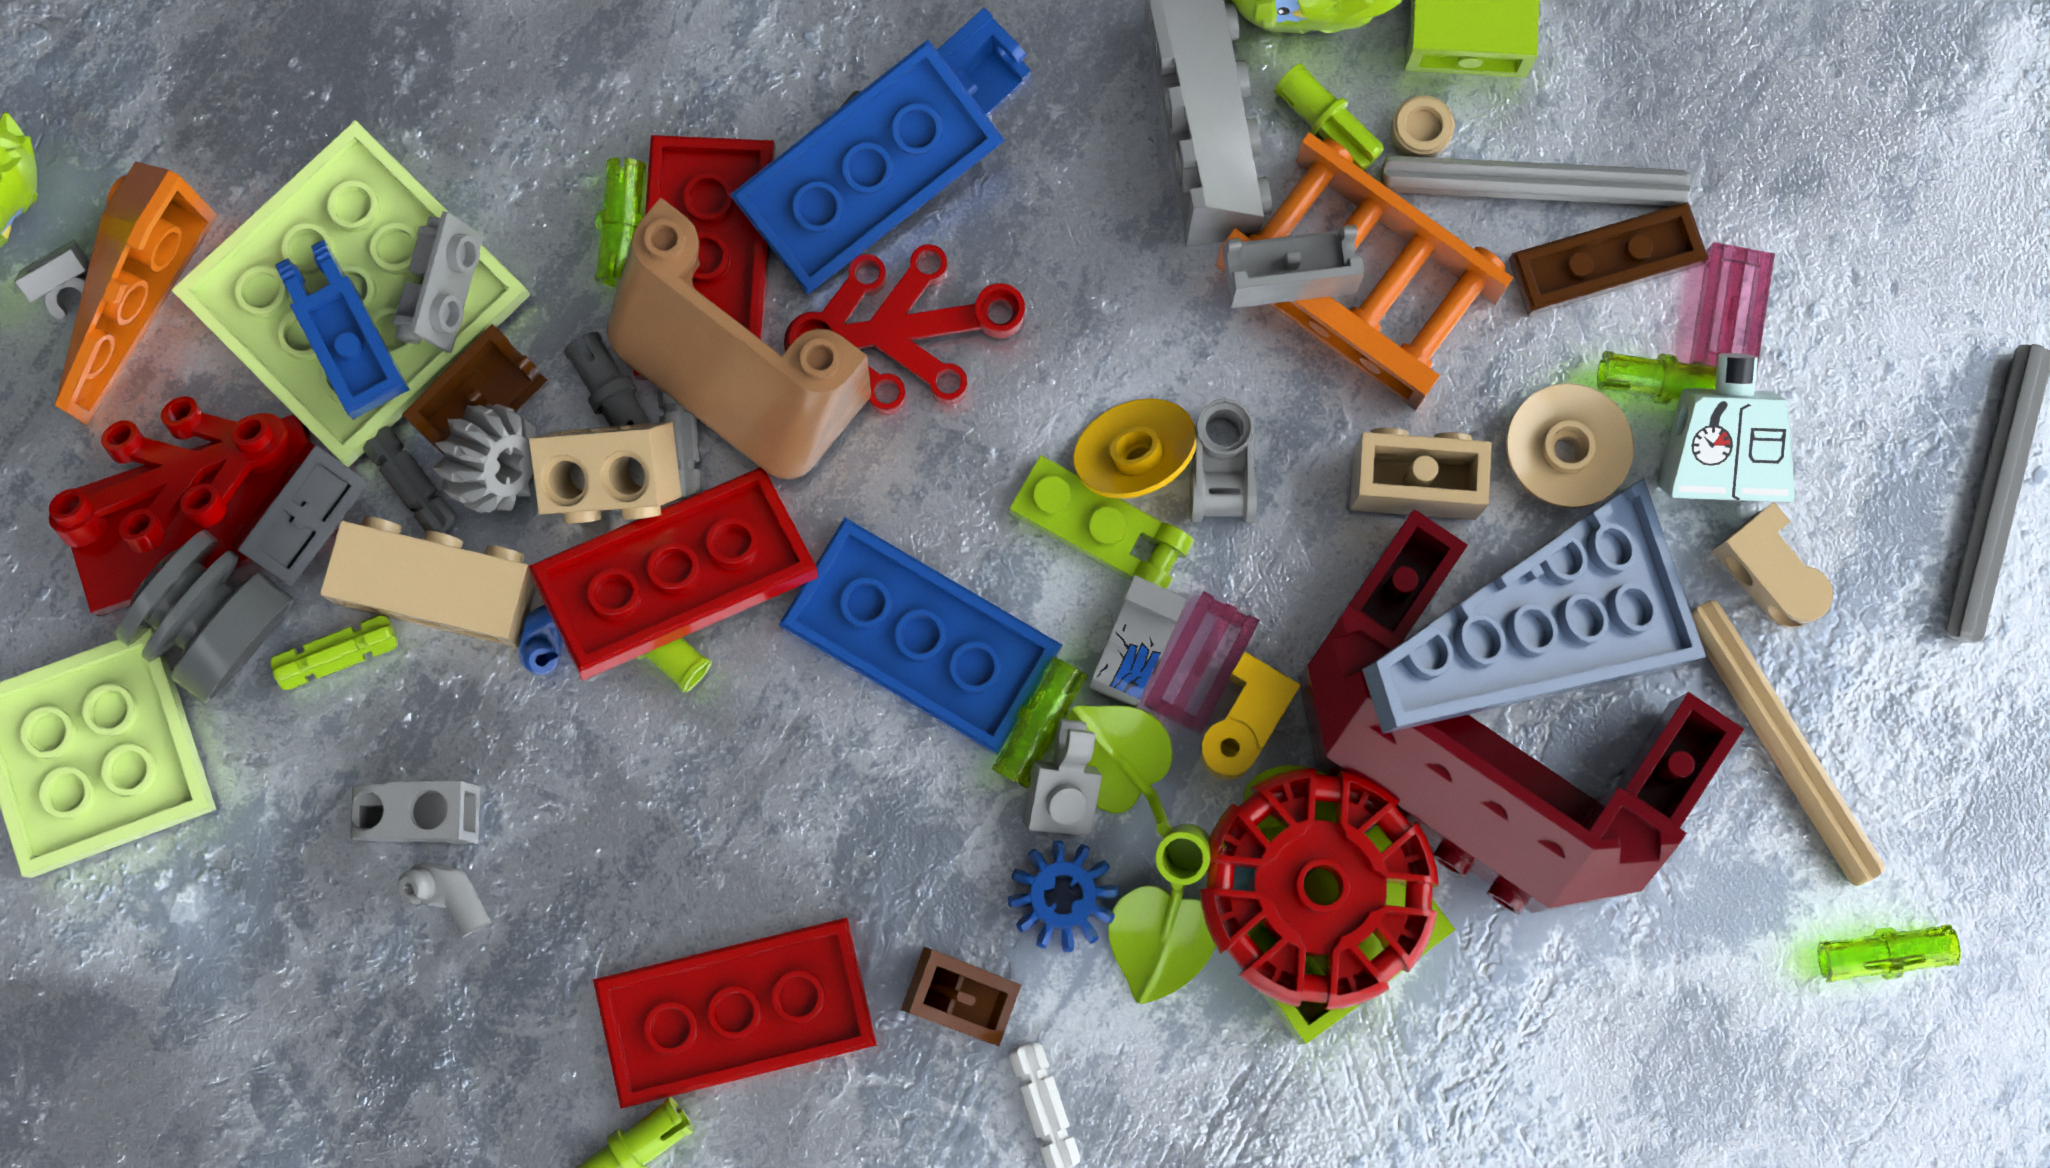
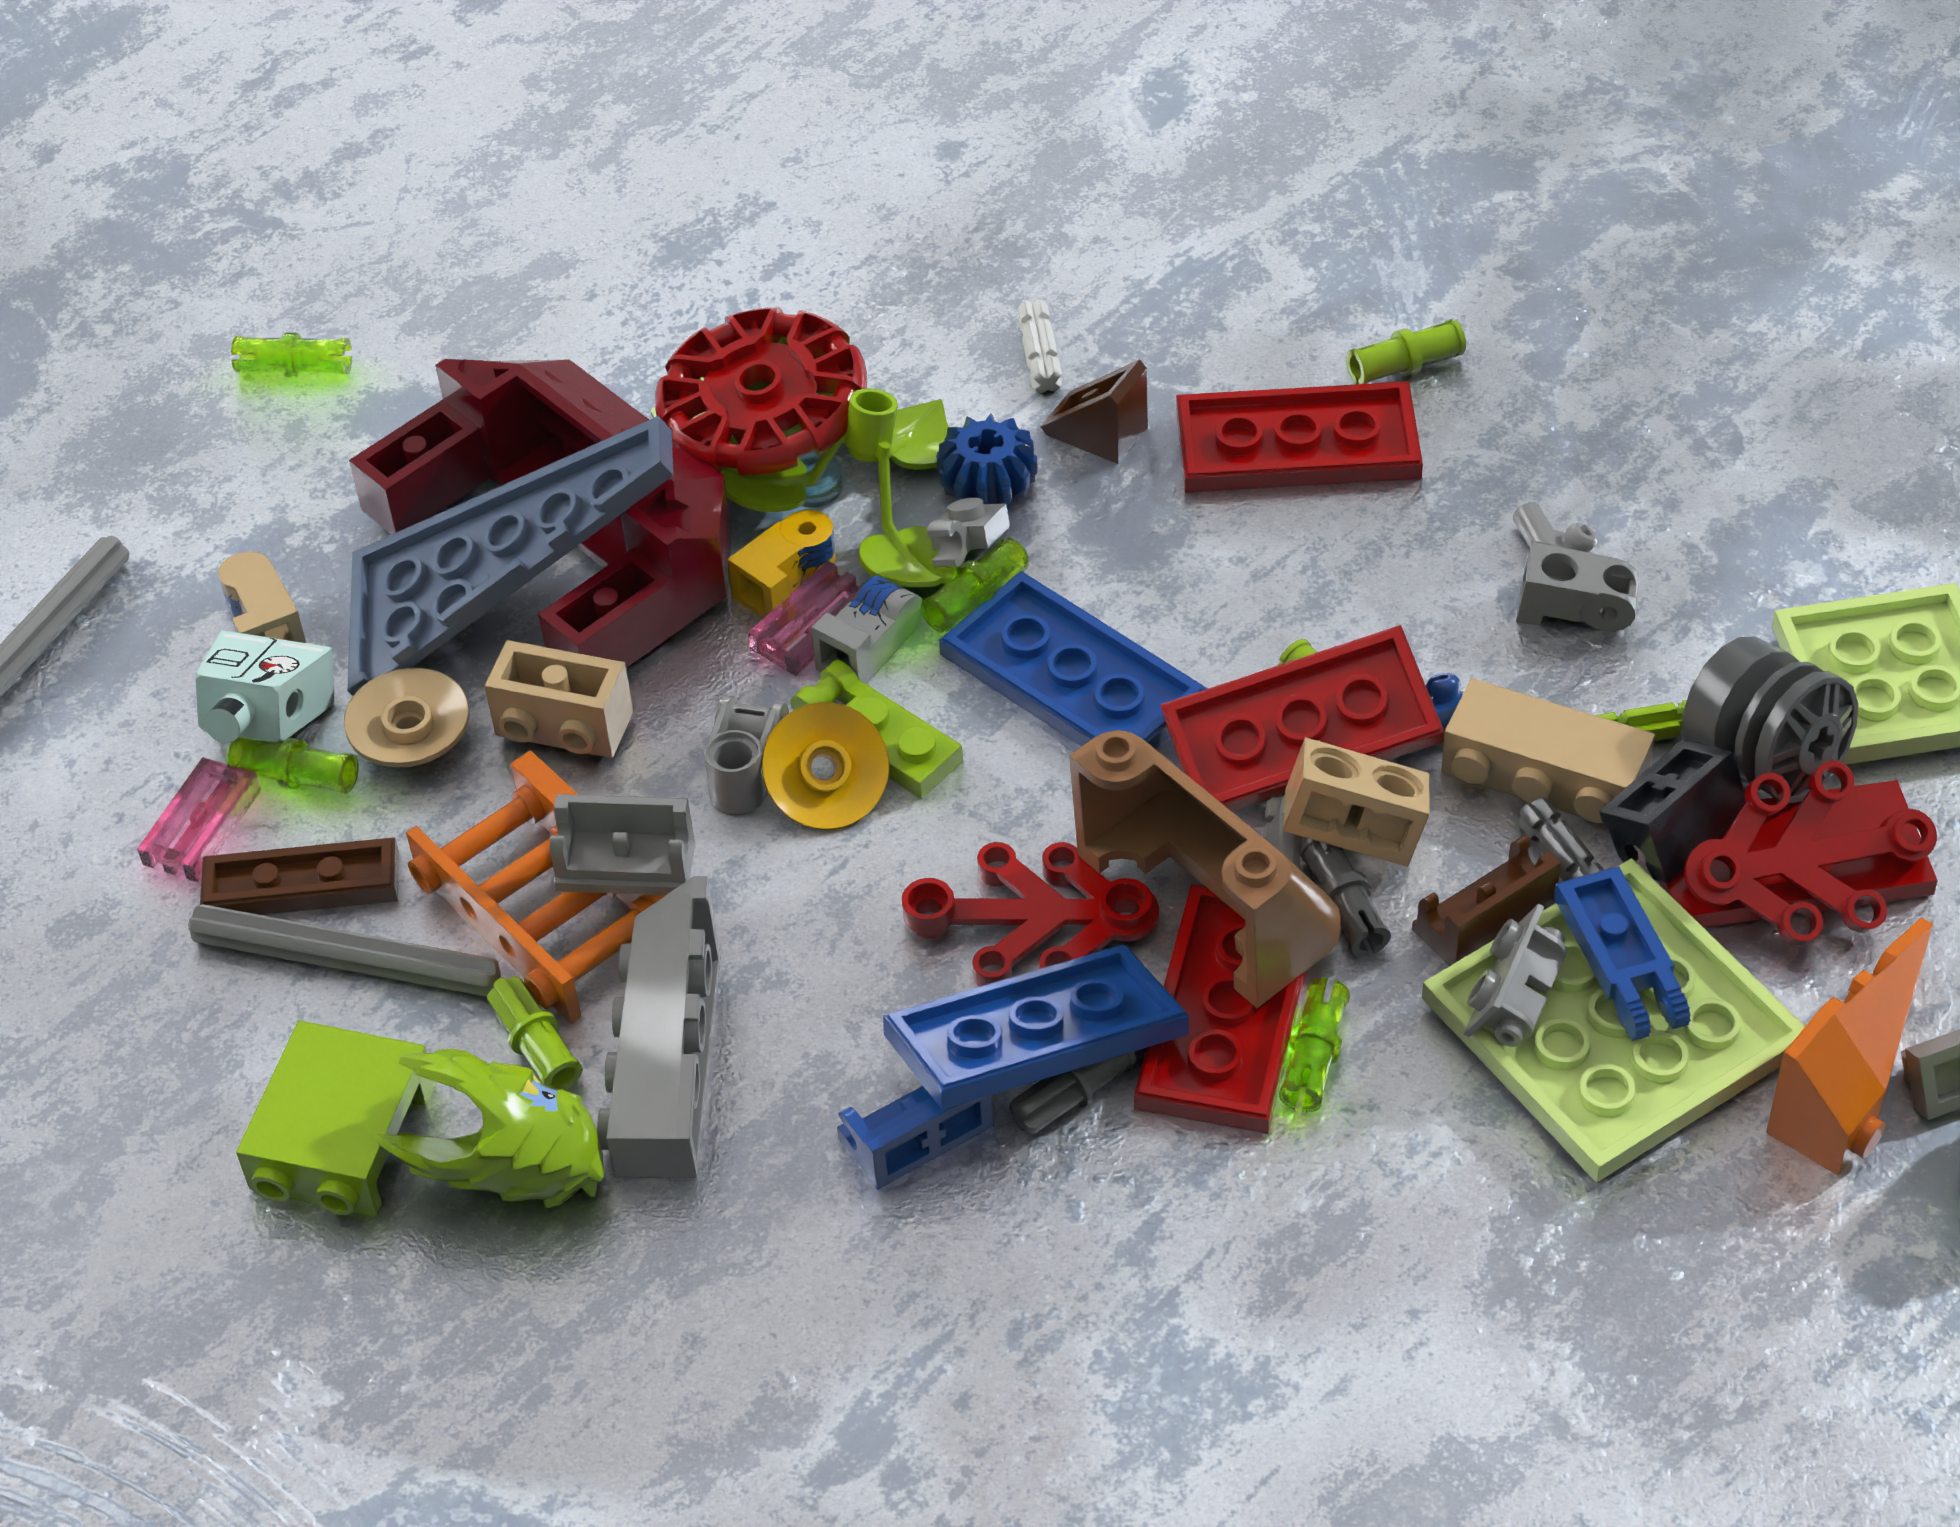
camera: 165 degrees left, 30 degrees down
(487, 458) = (1475, 827): light grey gear -> none
(1422, 127) = (439, 1017): tan tile -> none
(1786, 745) = (311, 500): tan axle -> none

